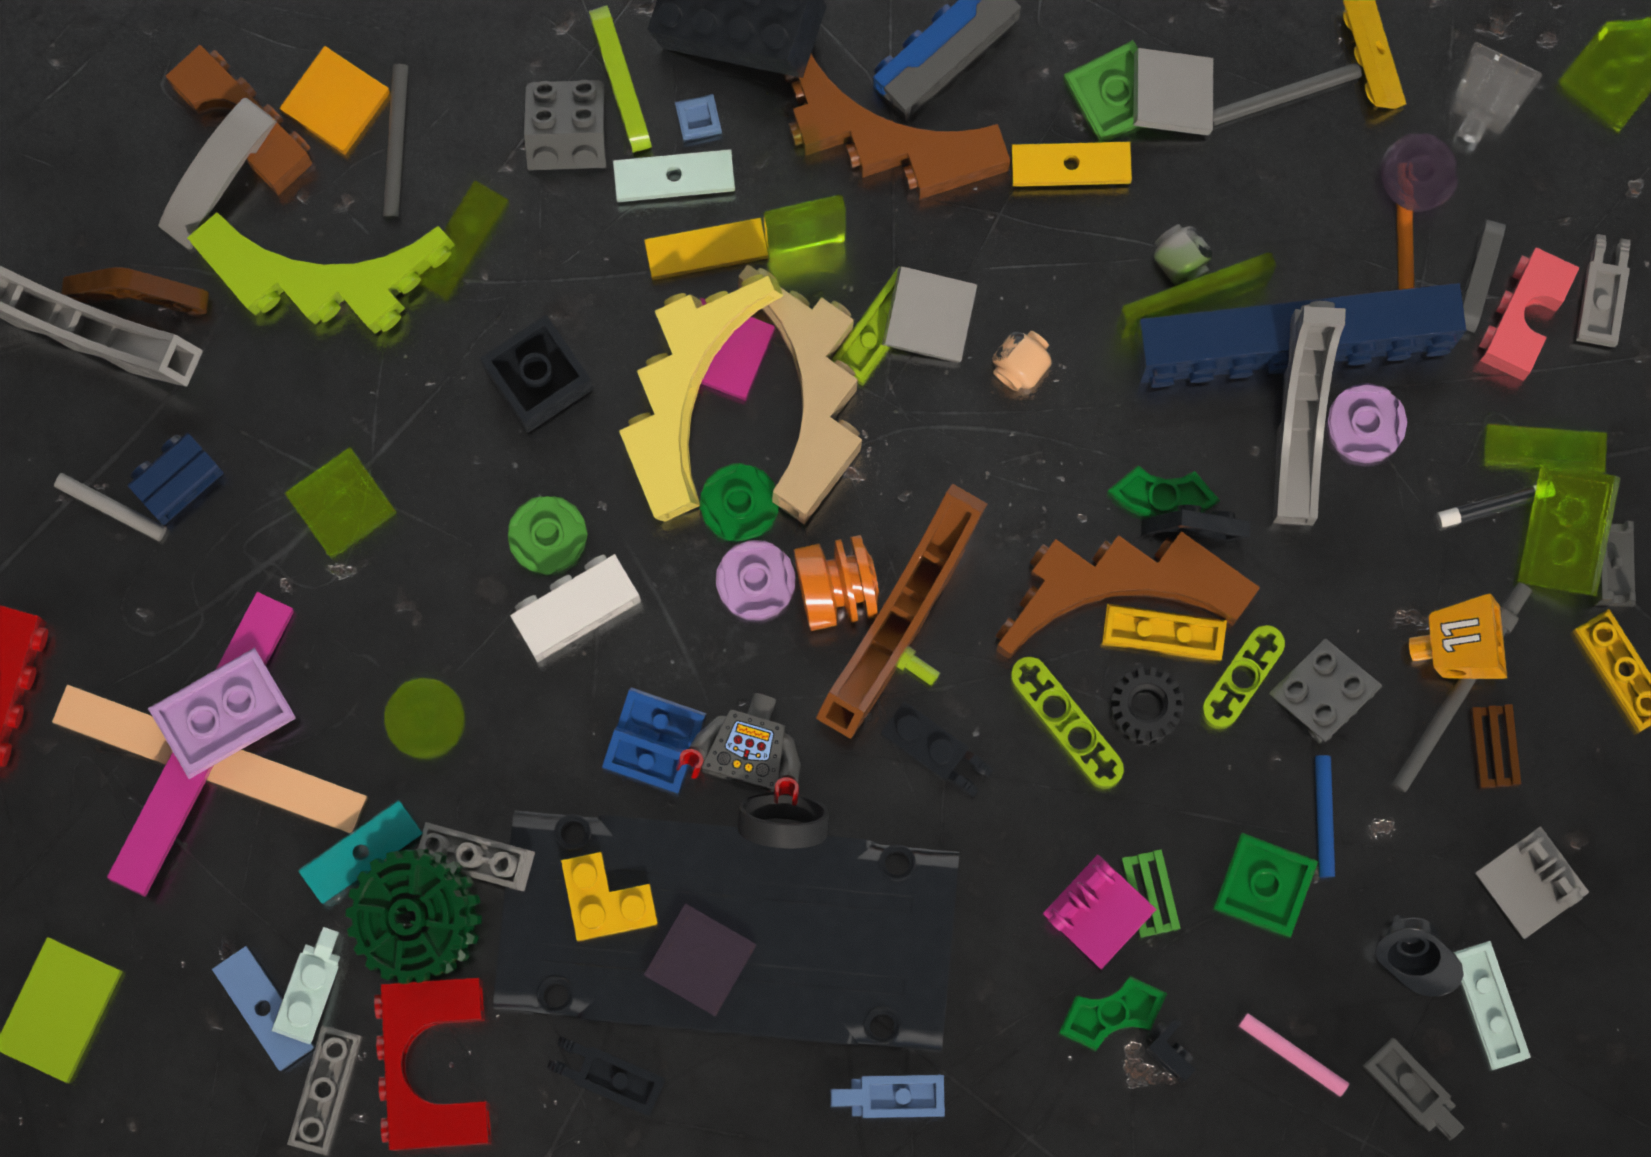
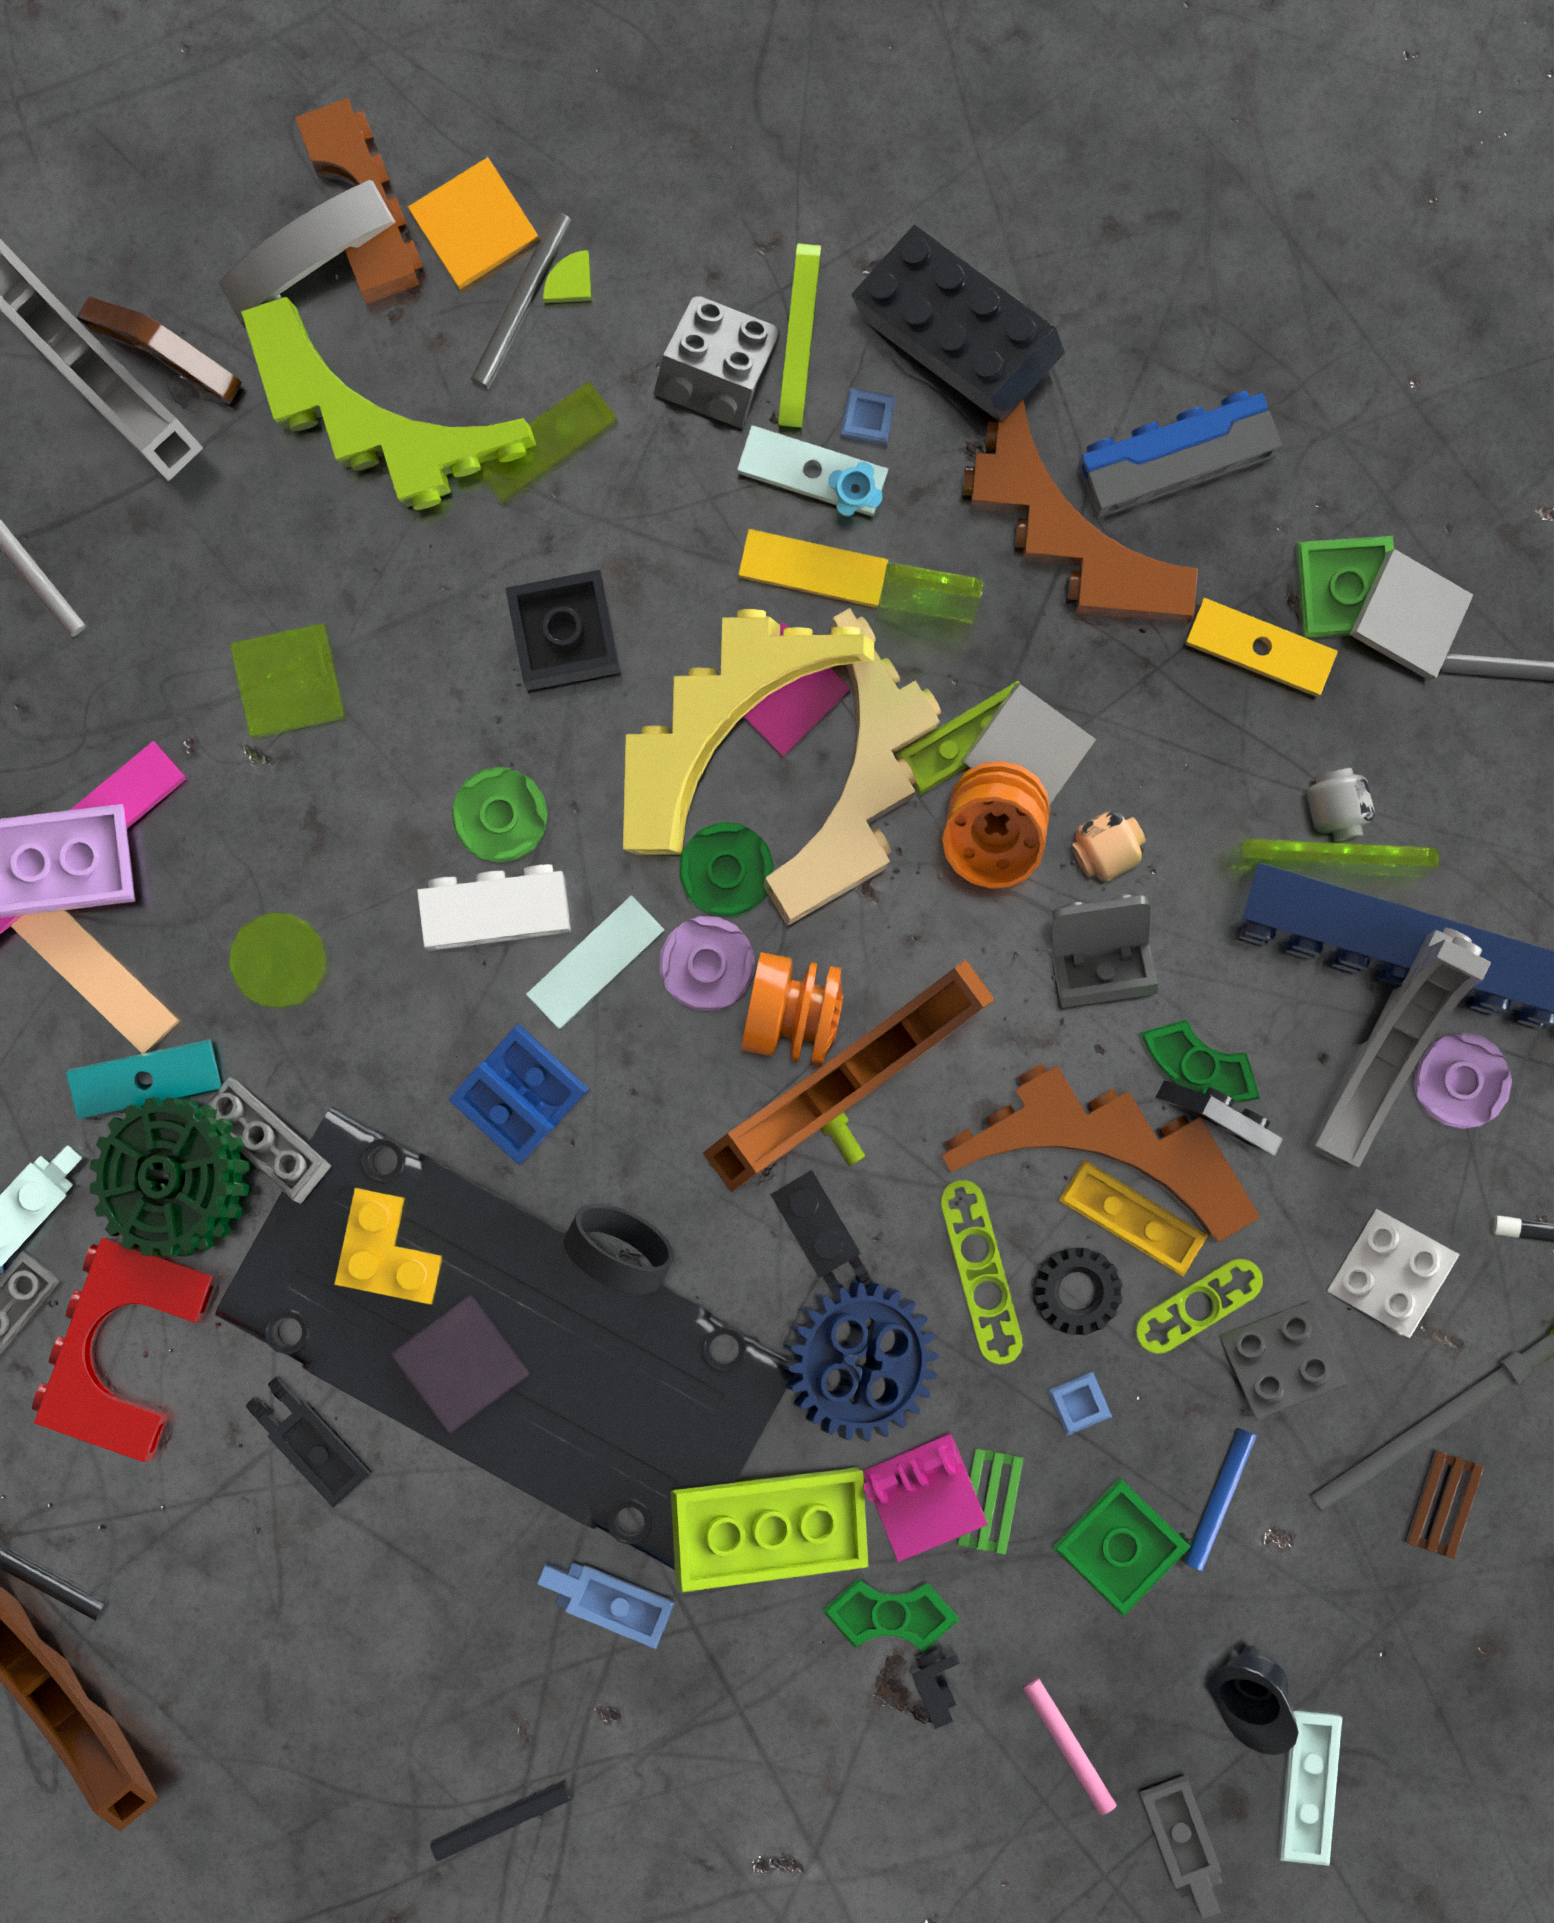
camera: 20 degrees right, 5 degrees up
(174, 477) = (115, 574): dark blue brick -> none
(426, 111) = (569, 280): none -> lime tile
(669, 615) = (595, 962): none -> light aqua tile
(712, 162) = (843, 481): none -> medium azure plate
(747, 750) = (615, 1152): torso -> none
(938, 395) = (996, 824): none -> orange wheel
(972, 832) = (901, 1367): none -> dark blue gear
(991, 984) = (769, 1529): none -> lime plate
(1052, 438) = (1103, 951): none -> dark grey bracket
(1185, 790) = (1079, 1403): none -> medium blue tile
(1379, 588) = (1393, 1273): none -> white hinge
(1464, 640) = (1462, 1375): light orange torso -> none
(1532, 882) = (1417, 1673): light grey hinge -> none

